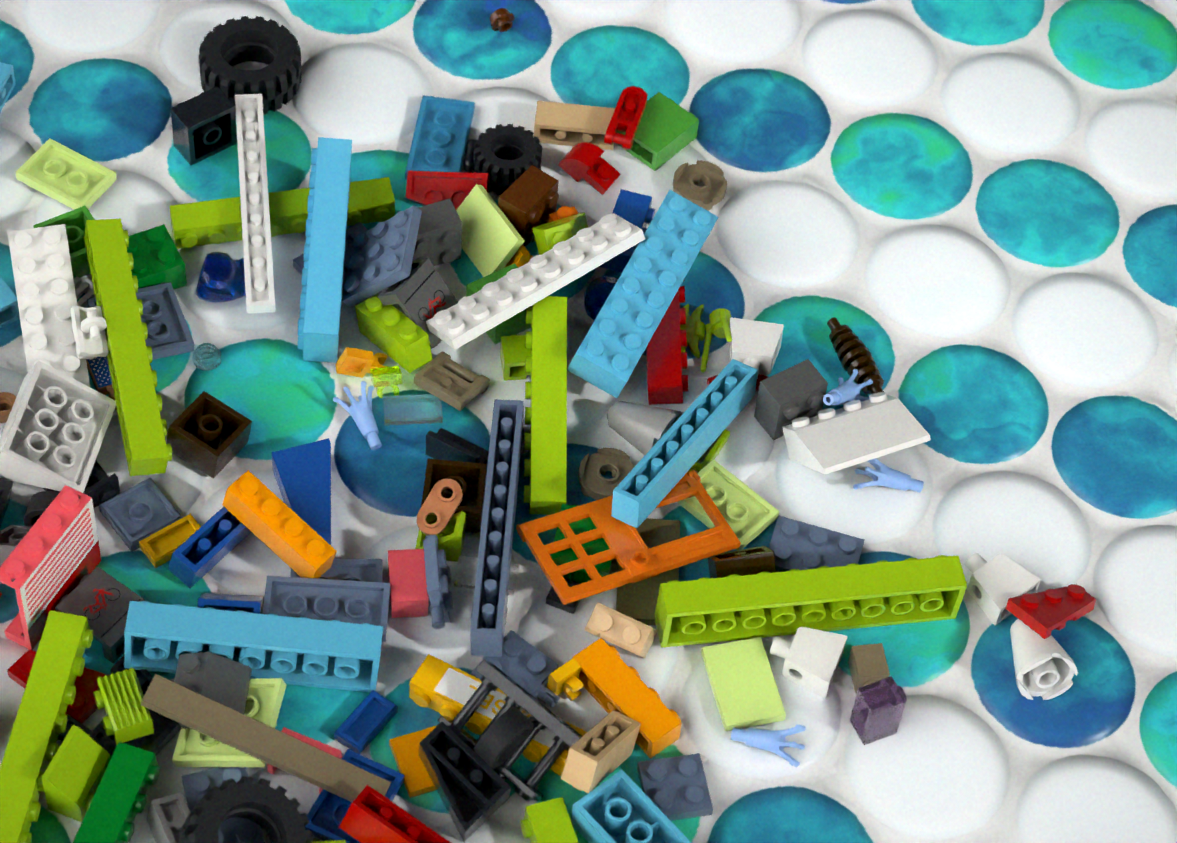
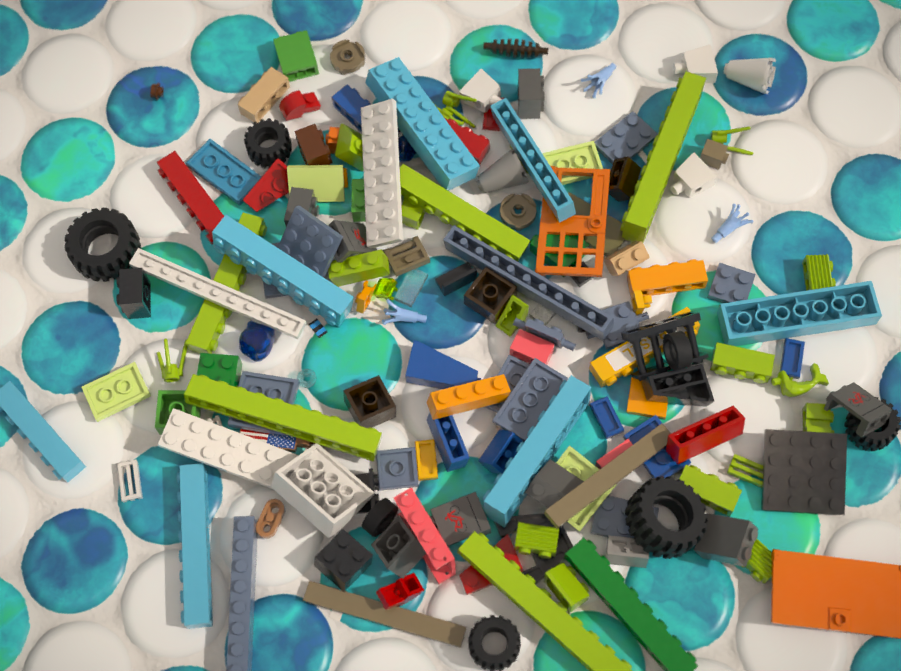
camera: 50 degrees left, 15 degrees up
(89, 332) = (263, 433): white hips -> none
(129, 214) = (170, 372): none -> lime plant
(287, 339) = (318, 328): none -> sticker
(385, 118) = (190, 193): none -> red brick
(439, 506) = (502, 306): nougat plate -> none
(469, 156) = (249, 163): black piece -> none
(600, 751) = (699, 301): tan brick -> none
(626, 117) = (285, 64): red plate -> none
(743, 683) = (686, 218): yellowish green tile -> none
(846, 391) = (540, 62): light blue piece -> none
(853, 433) = (574, 76): white slope -> none
(878, 710) = (746, 163): clear purple brick -> none
(904, 666) = (721, 137): none -> lime plant
(1051, 608) = (730, 50): red wing -> none

